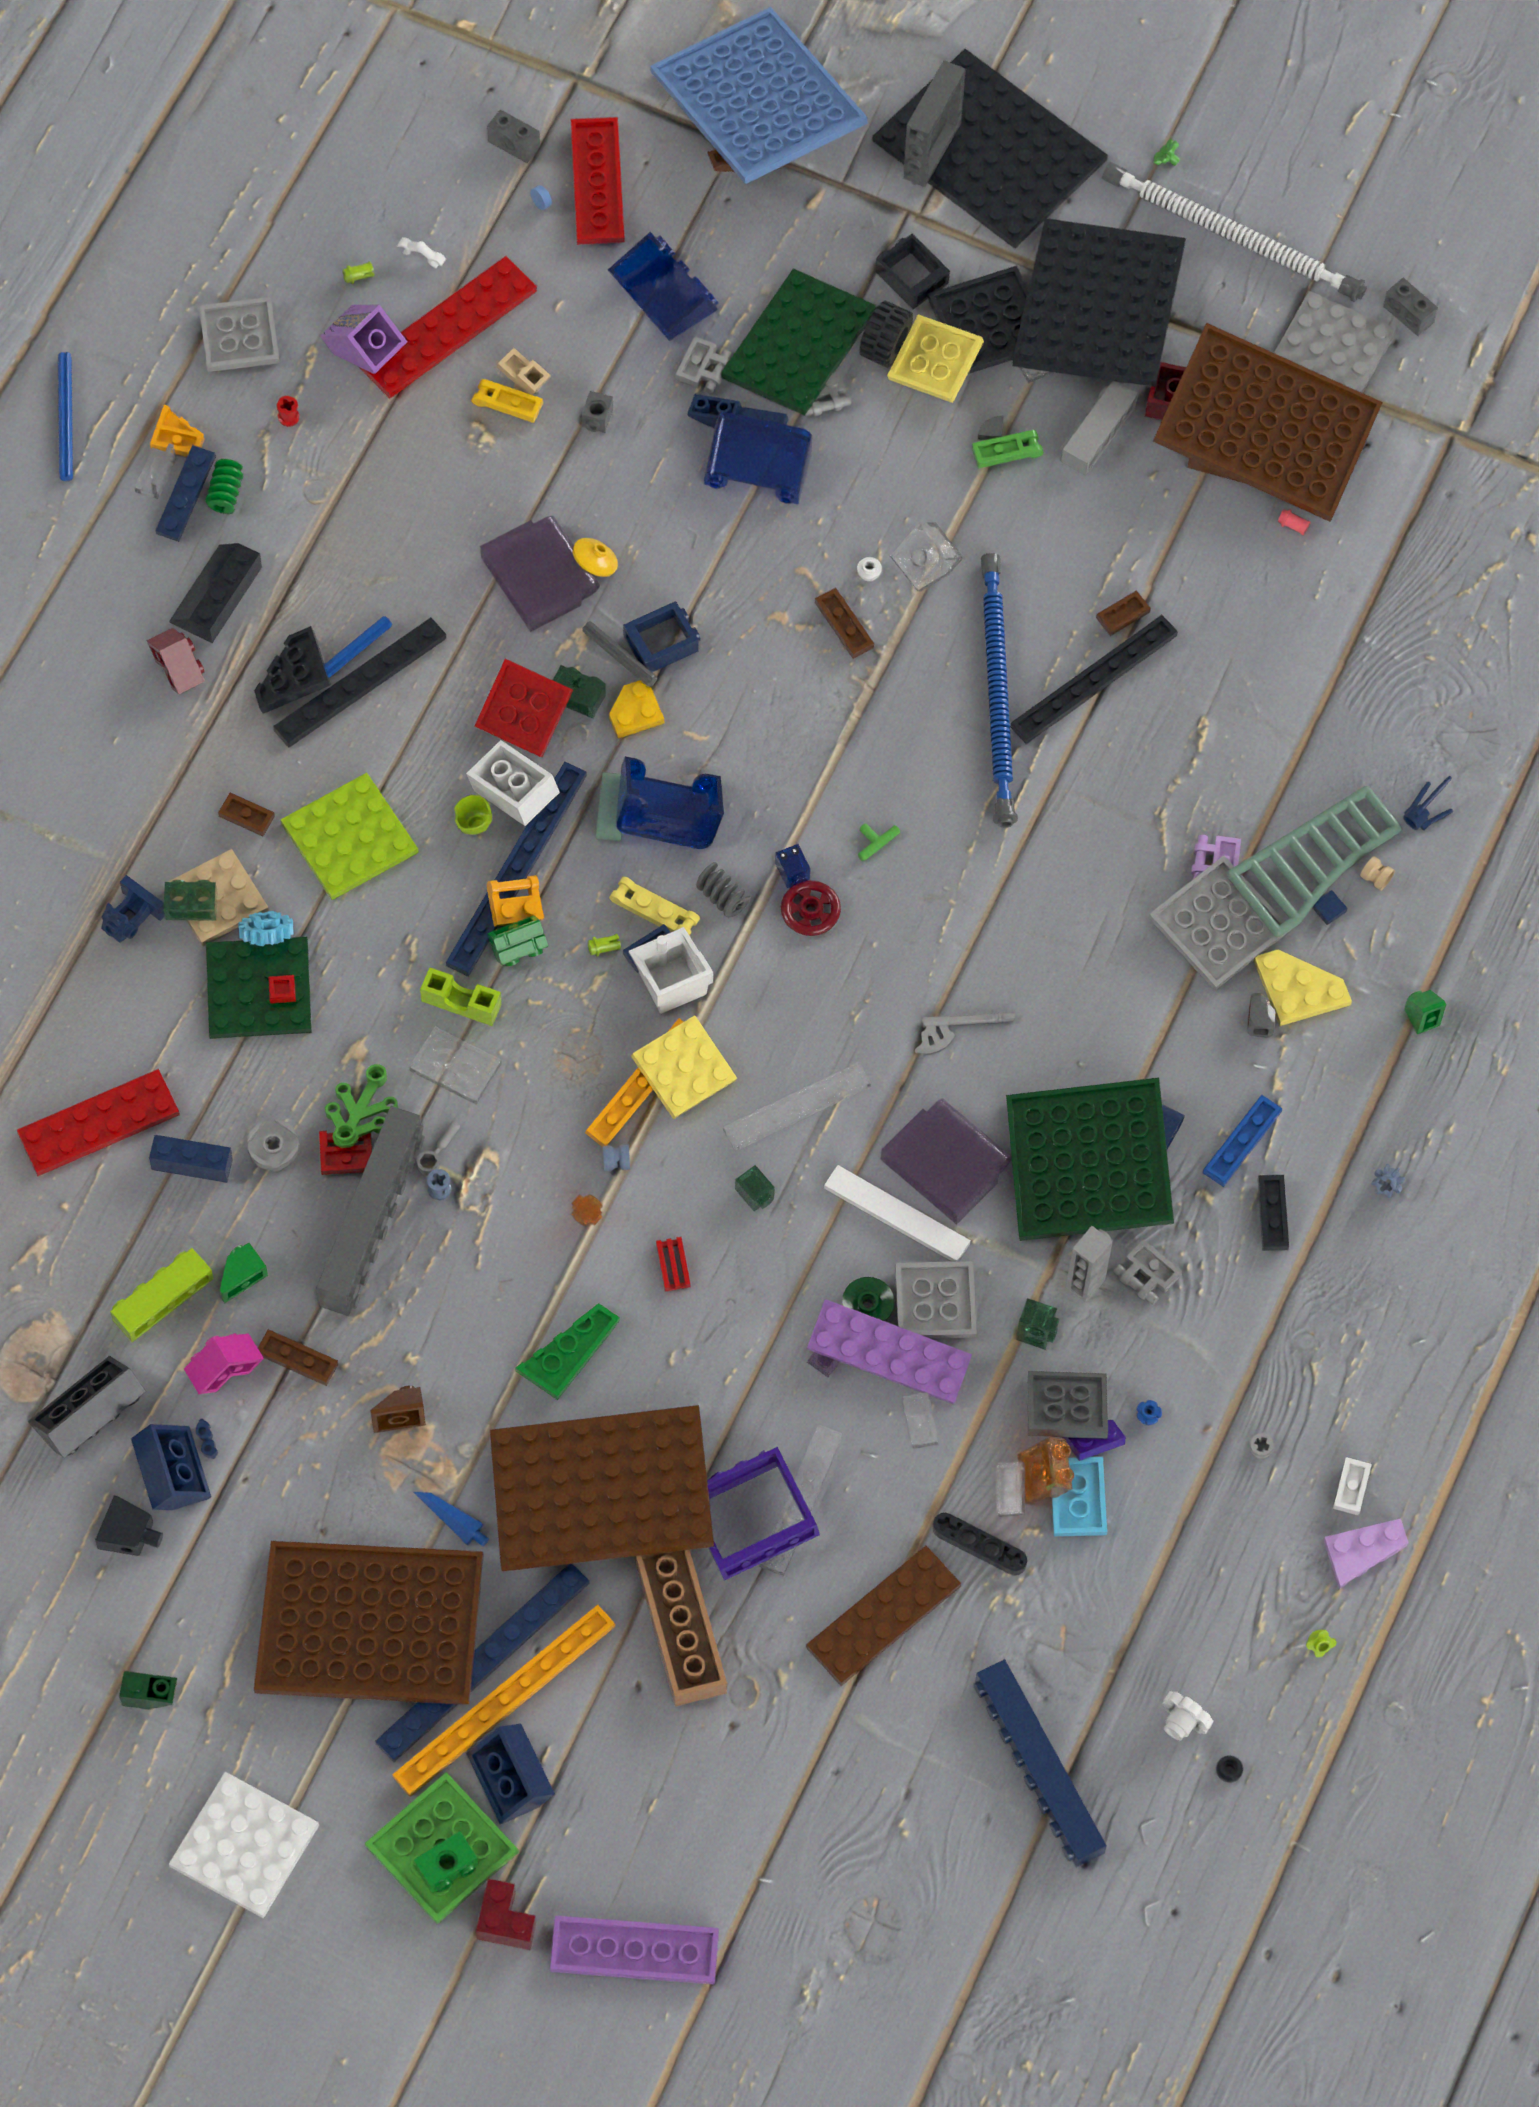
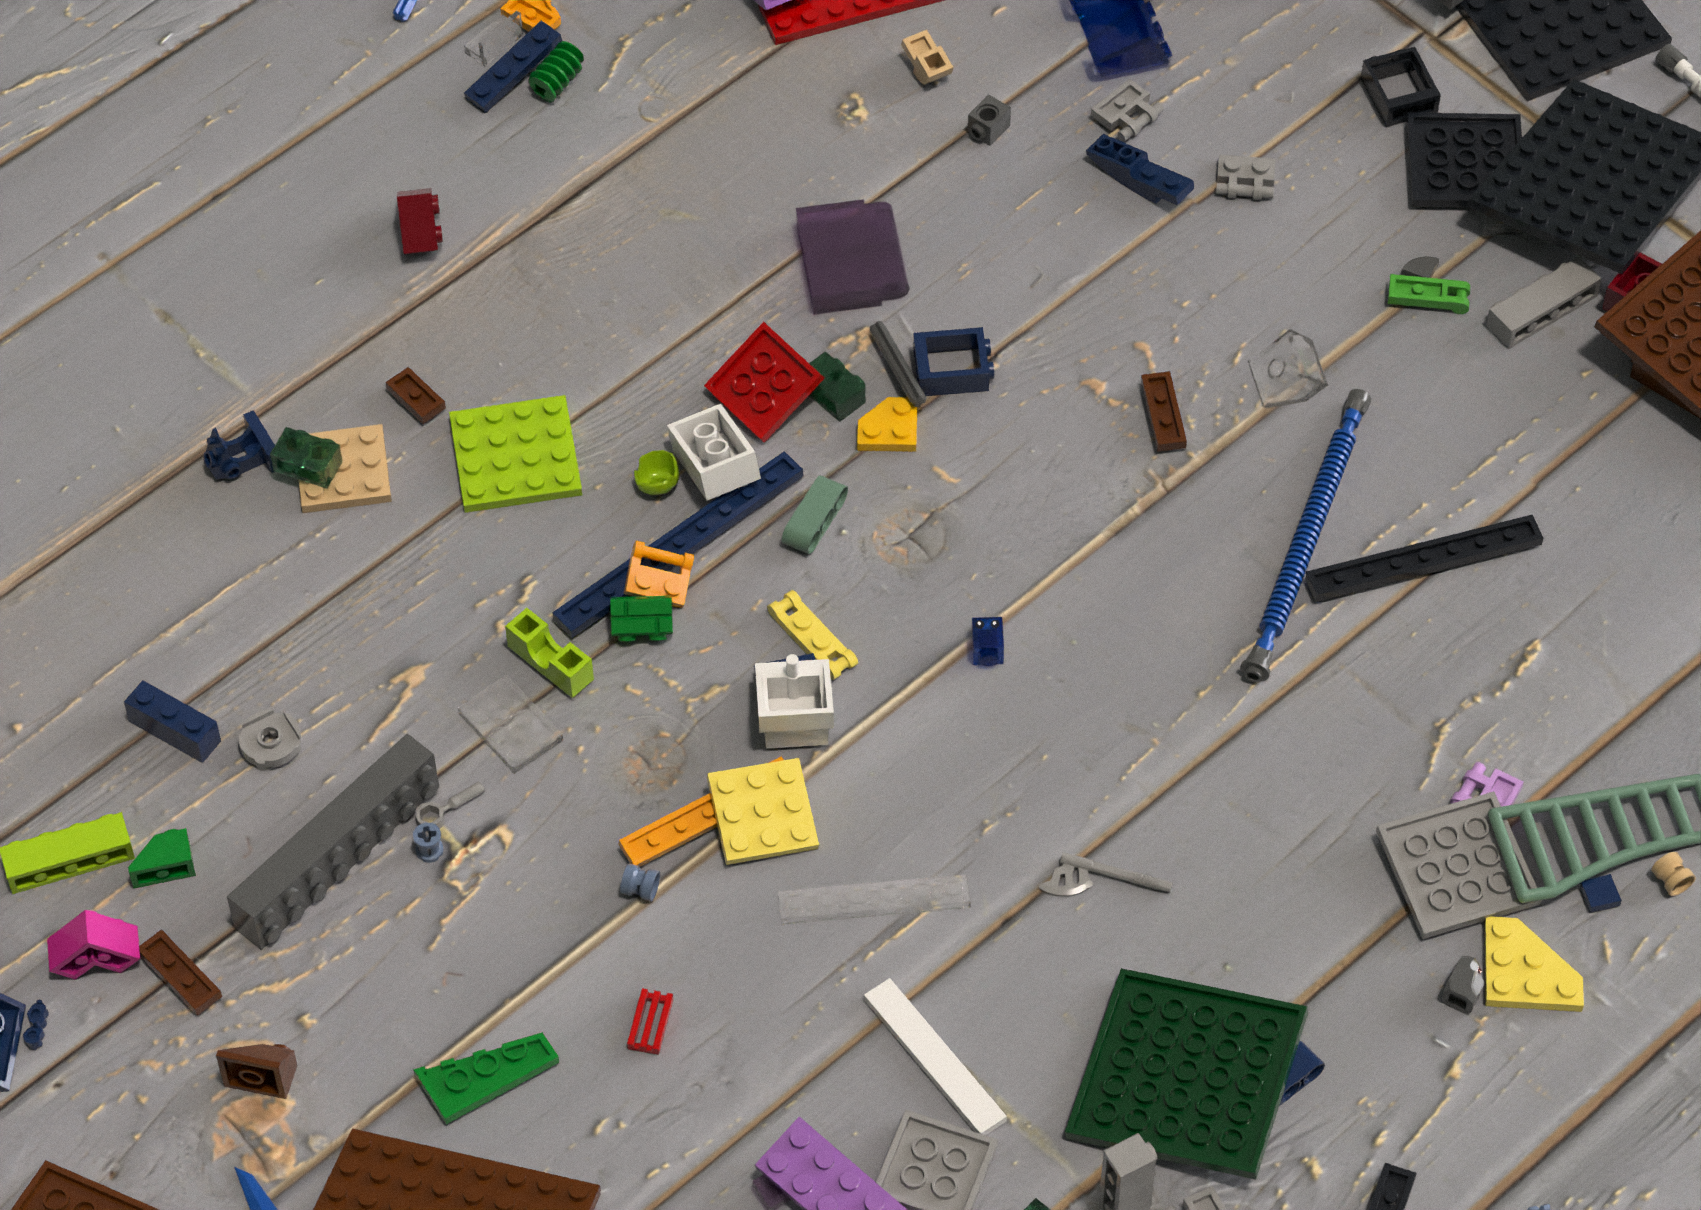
camera: 25 degrees right, 10 degrees down
(98, 1122) = (96, 652): red plate -> none
(217, 591) = (500, 171): black slope -> none
(240, 988) = (339, 573): dark green plate -> none
(266, 928) = (373, 512): medium azure gear -> none
(282, 989) = (359, 580): red tile -> none
(287, 411) = (660, 25): red bush -> none
(294, 672) = (536, 273): black plate -> none
(343, 1160) = (332, 777): red plate -> none
(357, 645) = (611, 271): blue axle -> none
(359, 682) = (604, 305): black plate -> none
(360, 1110) = (353, 752): bright green plant -> none
(507, 400) = (898, 81): yellow plate -> none
(586, 1210) = (578, 926): clear orange gear -> none
(595, 557) = (917, 259): yellow dish -> none
(603, 944) = (736, 654): lime pin -> none
(668, 809) = (870, 534): clear blue windscreen -> none
(720, 892) = (895, 640): dark grey piece -> none
(755, 1188) = (781, 970): clear green brick -> none
(759, 455) = (1147, 212): clear blue windscreen -> none
(798, 341) = (1242, 118): dark green plate -> none
(804, 926) = (989, 670): dark red plate -> none
(869, 575) = (1219, 371): white plate -> none
(869, 1290) = (858, 1129): dark green dish -> none
(876, 841) = (1096, 647): bright green piece -> none
(885, 333) = (1340, 134): black tyre -> none
(935, 358) = (1386, 177): light yellow plate -> none
(946, 1159) = (1019, 1015): clear purple piece -> none
(1123, 613) = (1488, 500): reddish brown plate -> none
(1242, 1140) = (1384, 1118): blue tile -> none
(1425, 1010) = (1668, 1046): green slope -> none

